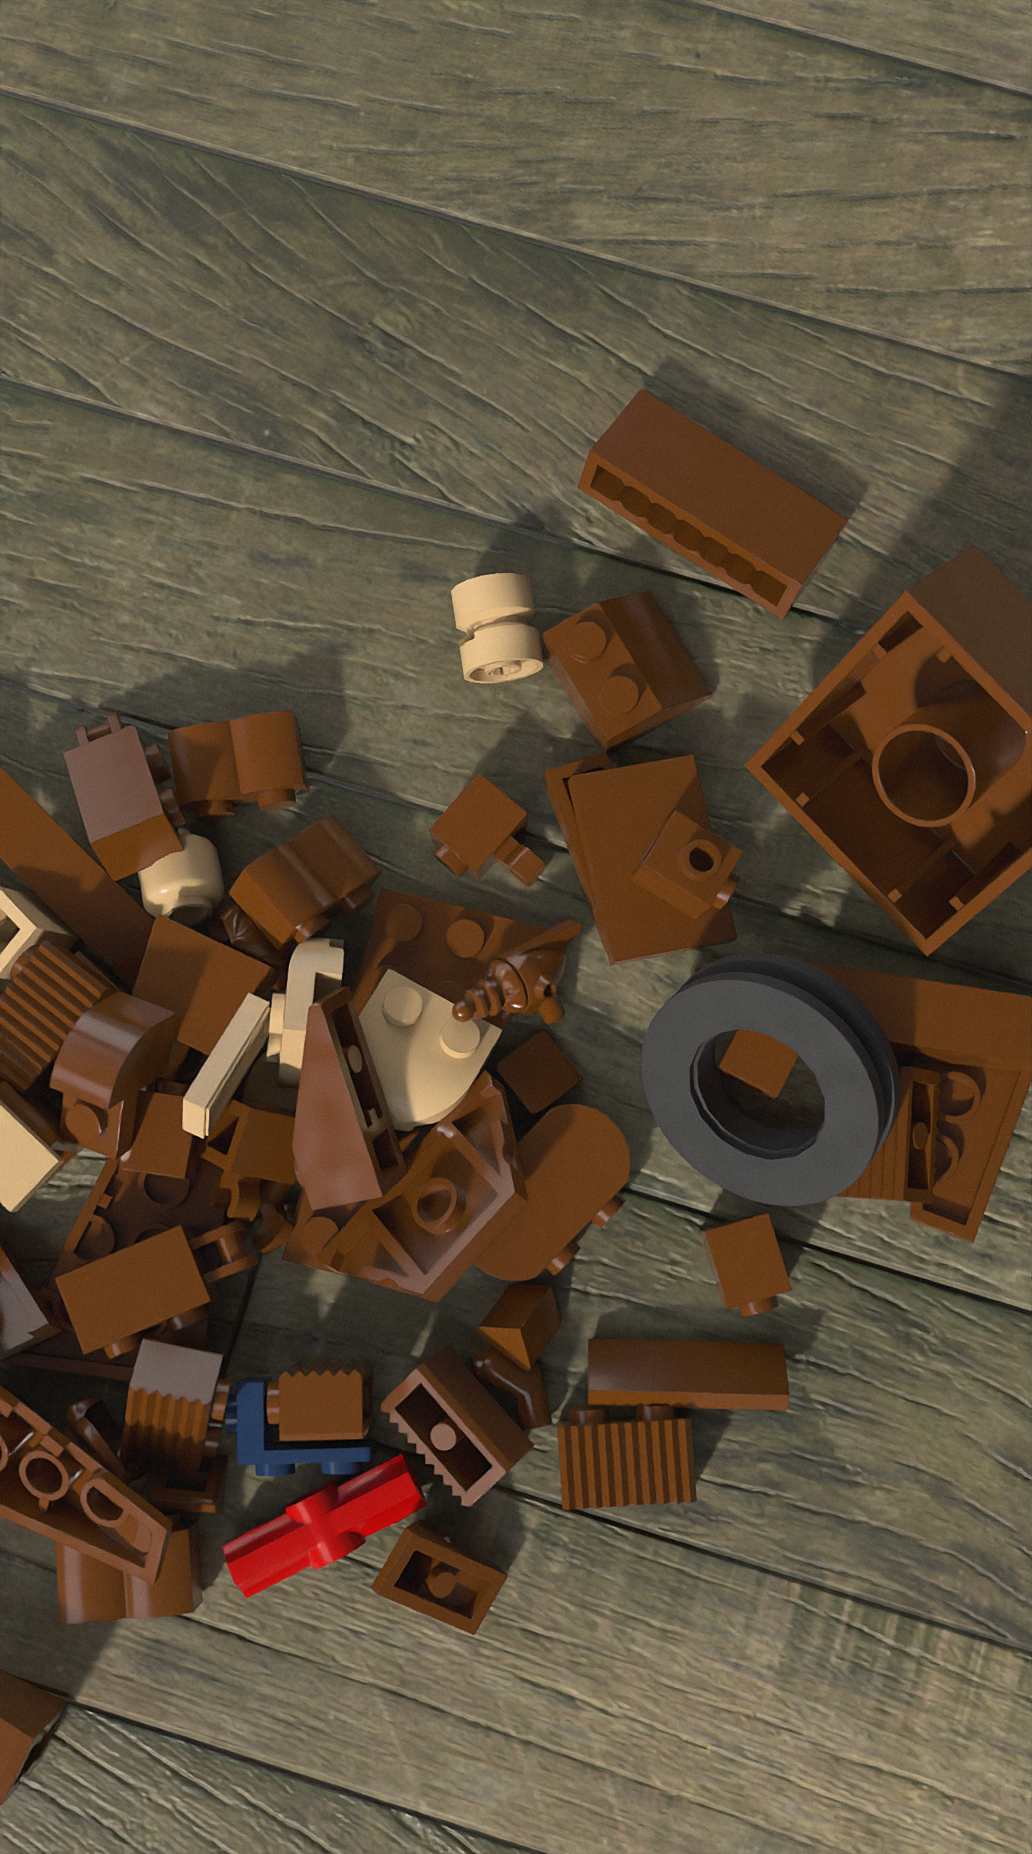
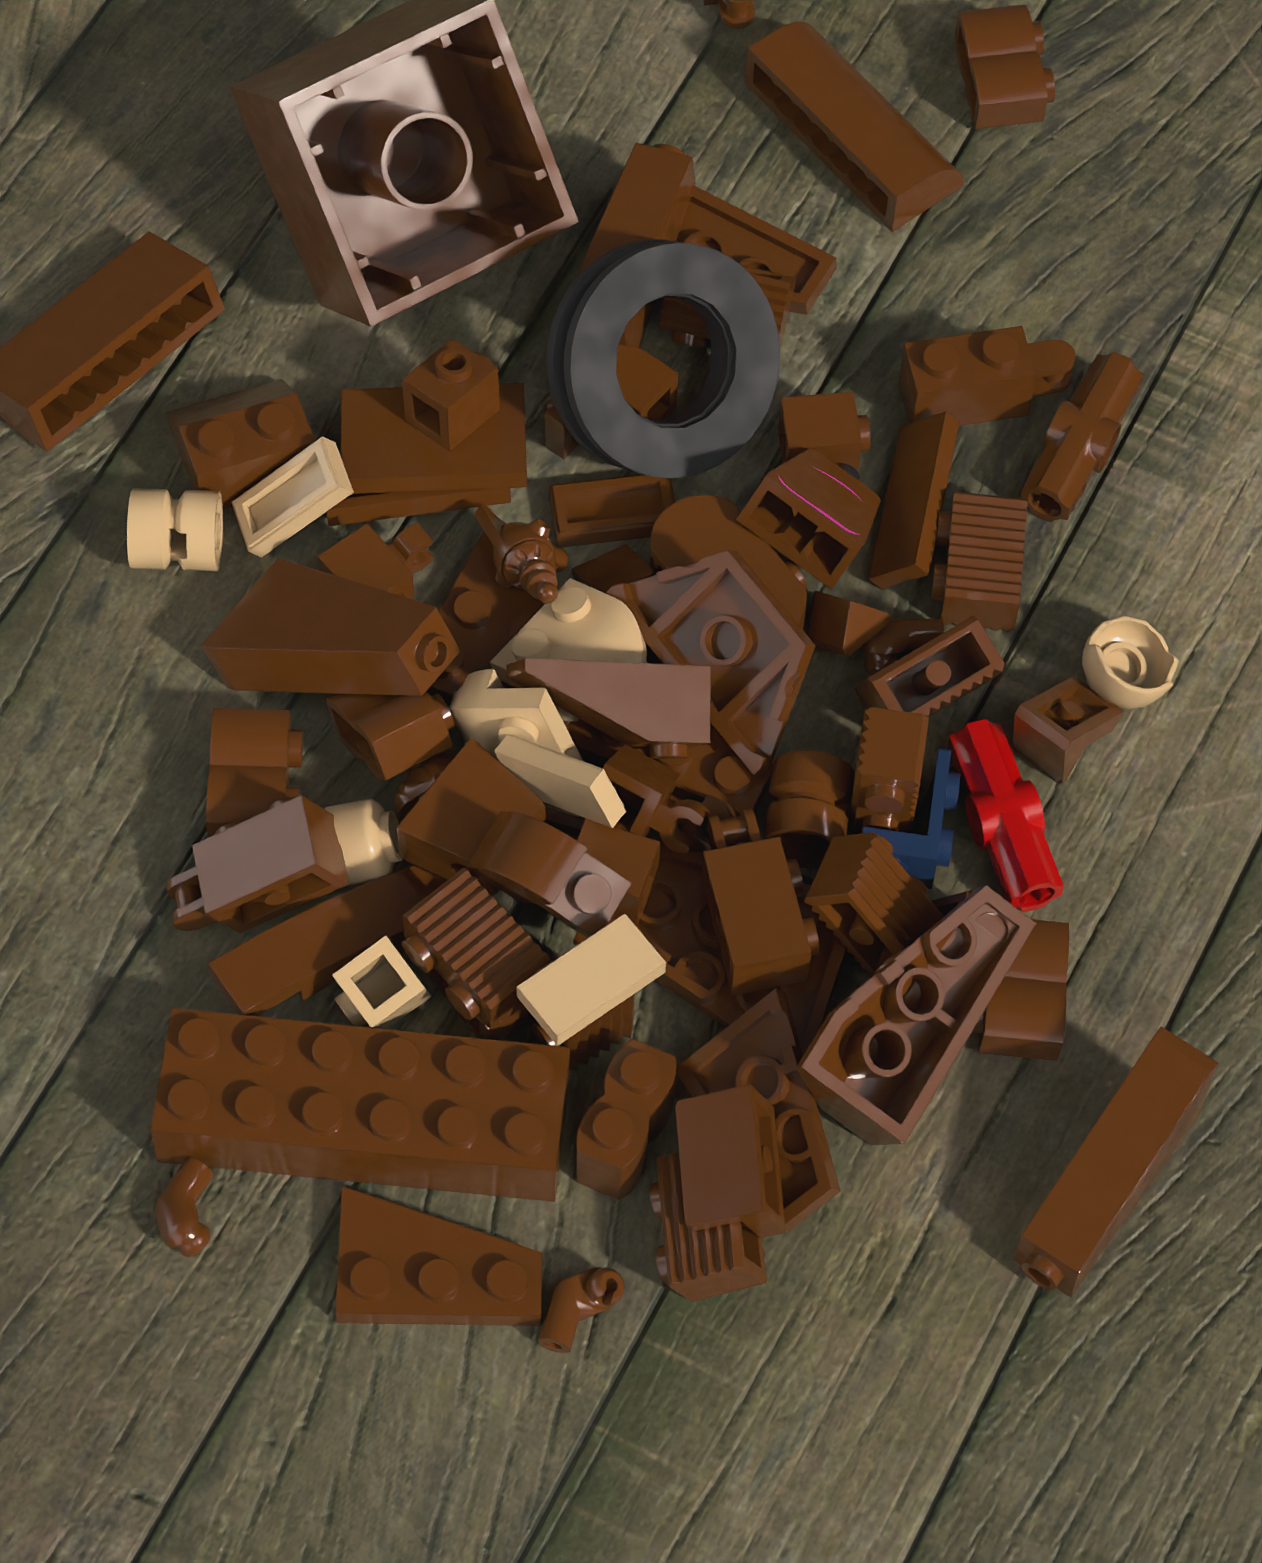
camera: 85 degrees left, 20 degrees down
(288, 1320) = (809, 804): none -> reddish brown wheel
(385, 798) = (328, 636): none -> reddish brown slope
(524, 1637) = (1128, 662): none -> tan hair
(554, 734) = (292, 497): none -> tan tile
(614, 1039) = (608, 509): none -> reddish brown tile
(631, 1275) = (813, 513): none -> reddish brown torso
(807, 1548) = (1082, 436): none -> reddish brown piece
(855, 1426) = (981, 375): none -> reddish brown brick

